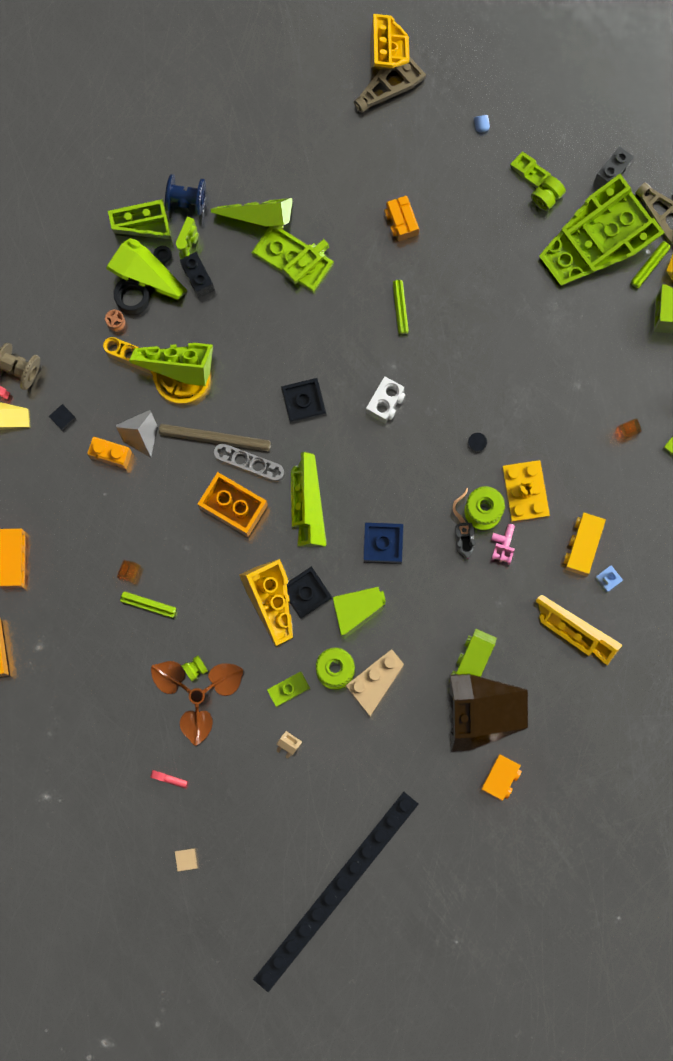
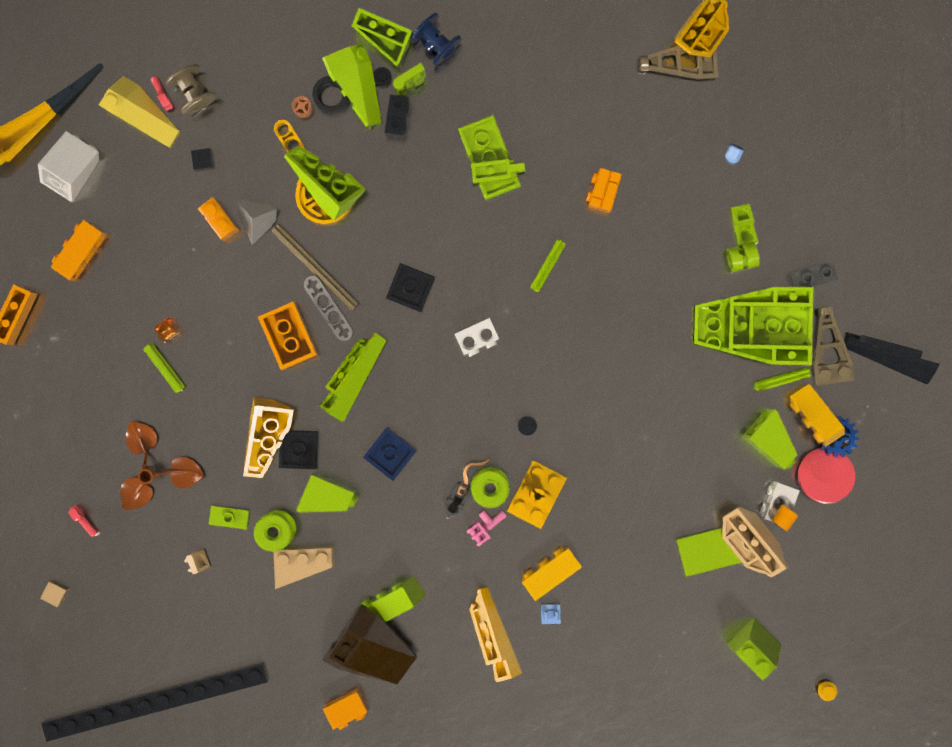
camera: 30 degrees right, 10 degrees up
(194, 668) = (164, 447): lime wheel -> none
(269, 213) = (492, 105): lime wedge -> none
(629, 429) = (658, 504): clear orange brick -> none

